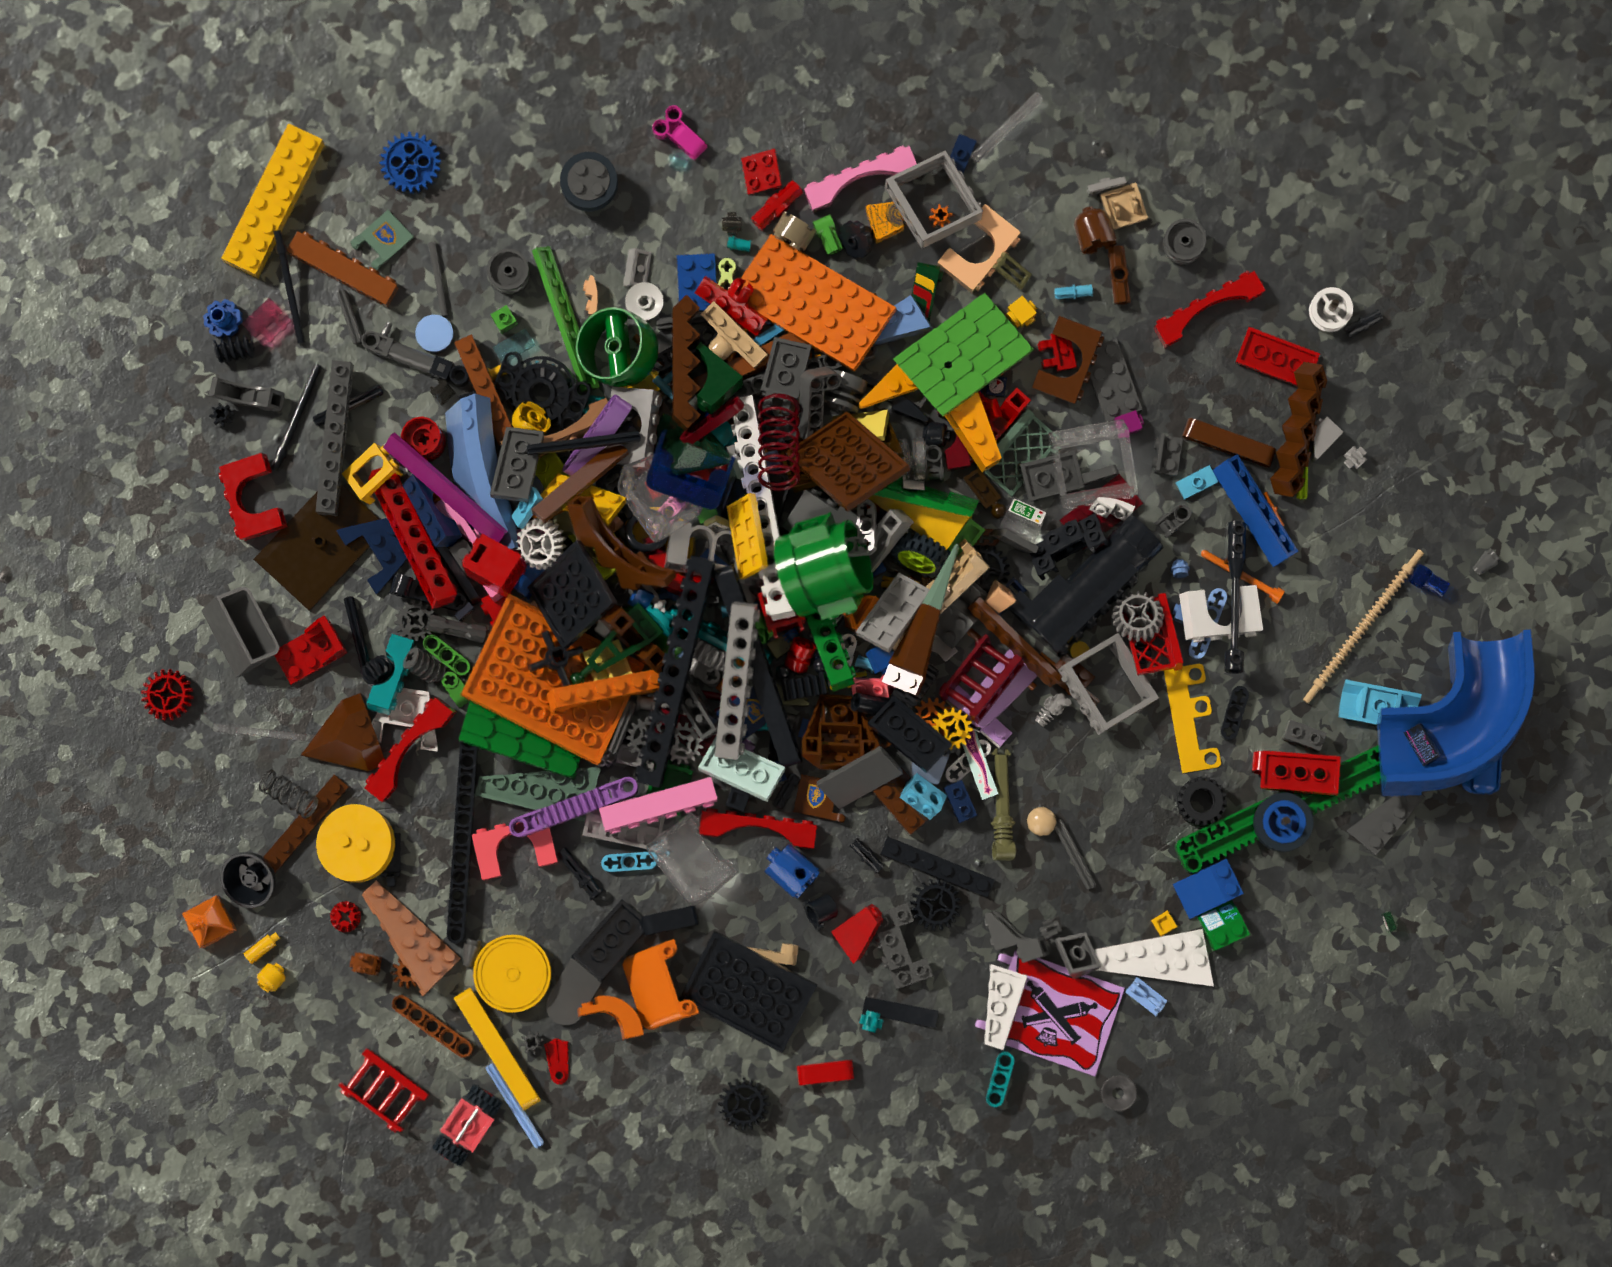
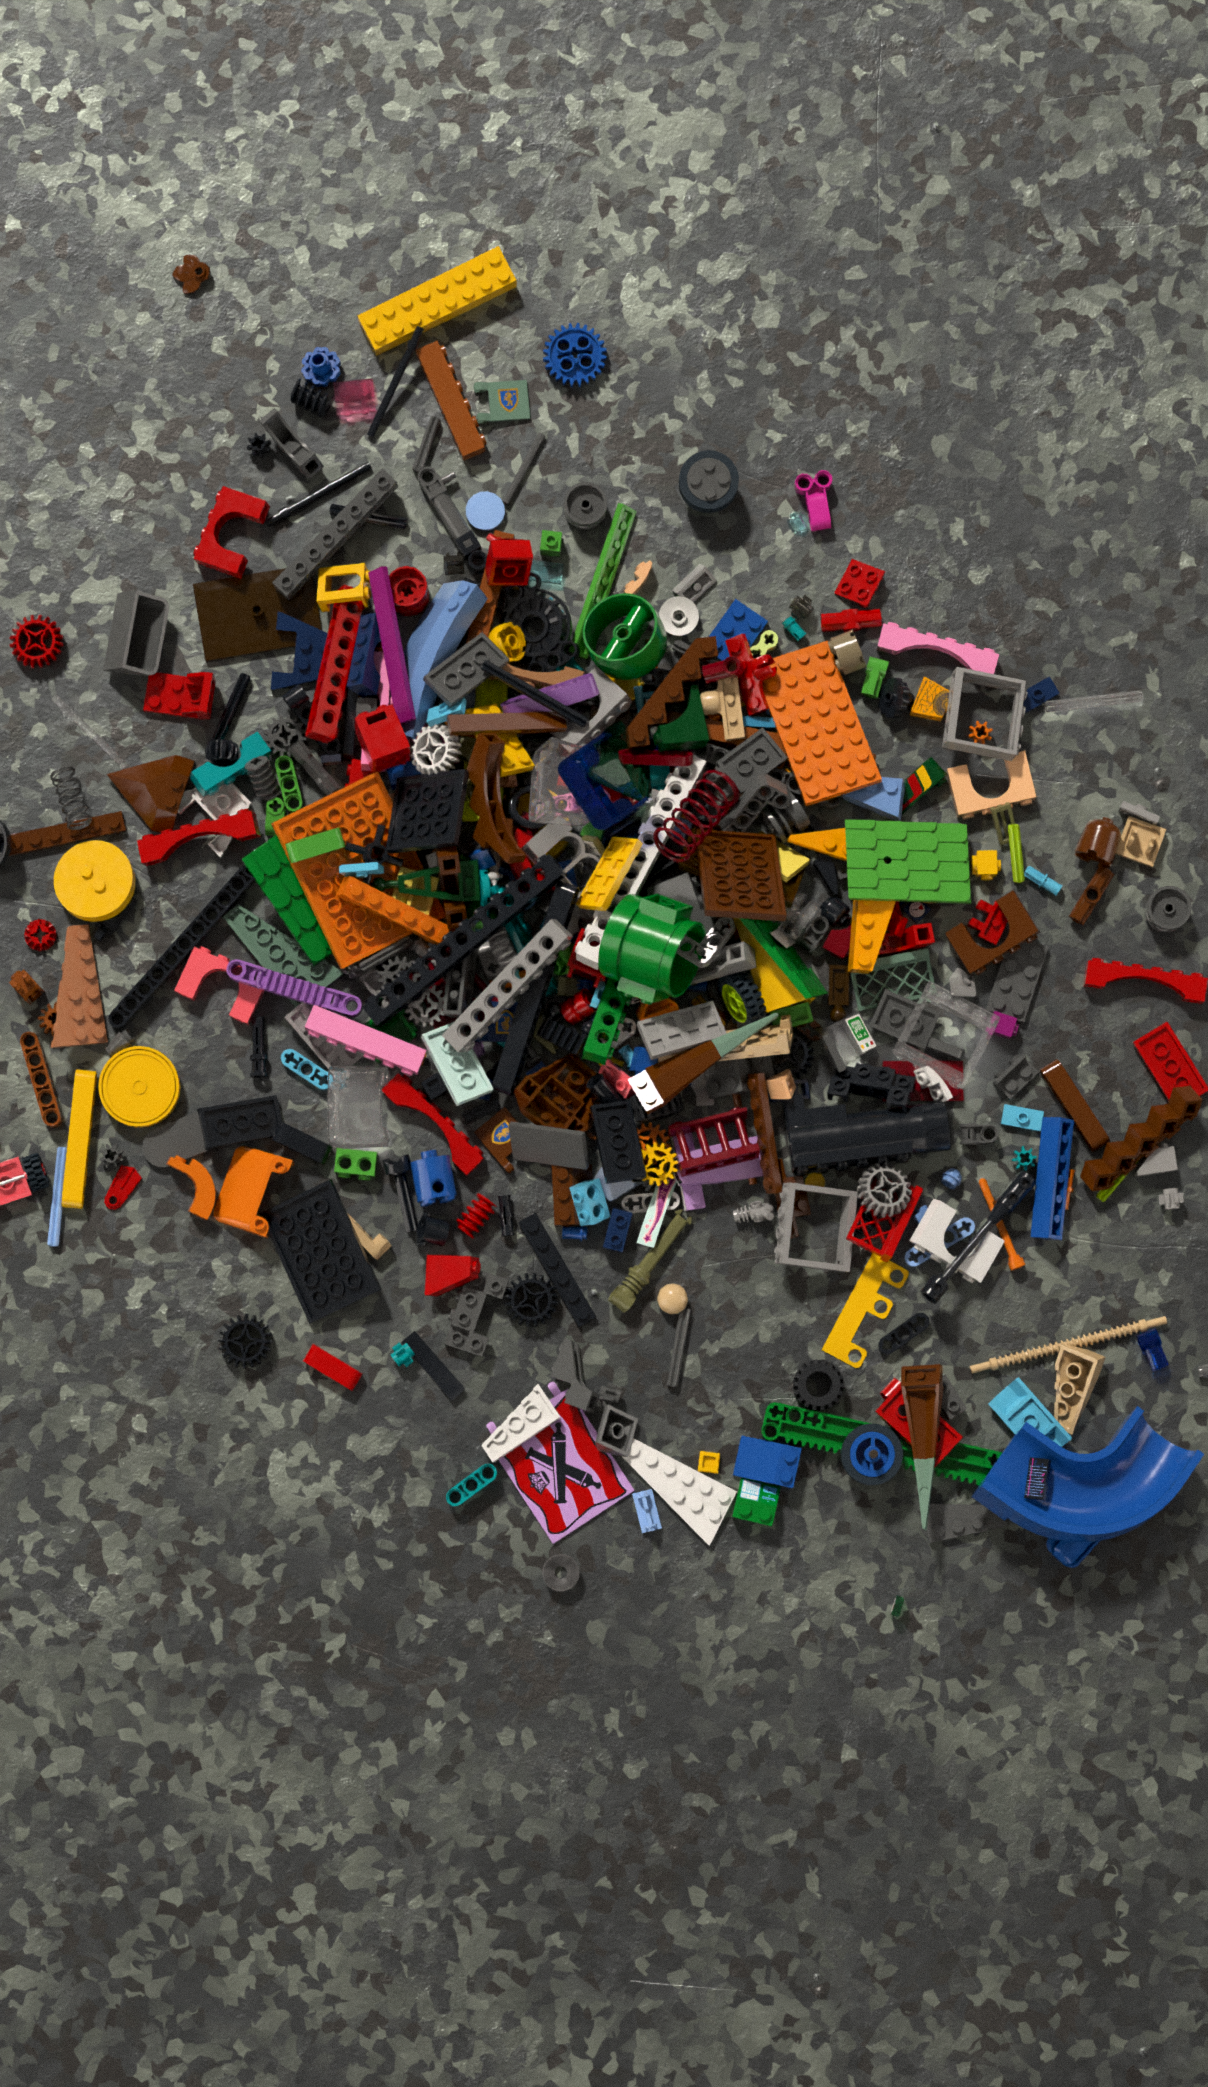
camera: 35 degrees right, 0 degrees up
(65, 325) = (189, 273): none -> reddish brown plate
(484, 357) = (508, 561): none -> red piece
(507, 685) = (315, 845): none -> bright green beam
(556, 677) = (361, 870): none -> medium azure plate
(710, 318) = (720, 670): none -> dark red piece
(720, 900) = (356, 1158): none -> bright green brick
(758, 884) = (399, 1169): none -> black piece
(807, 635) = (597, 994): none -> medium azure tile
(844, 873) = (475, 1215): none -> red piece
(929, 828) = (574, 1233): none -> blue pin
(1038, 286) = (1016, 853): none -> lime axle
(1074, 416) = (962, 984): none -> light grey slope
(1226, 508) = (1022, 1153): none -> teal gear
(1290, 752) = (923, 1401): none -> reddish brown plate
(1389, 648) = (1075, 1379): none -> tan wedge

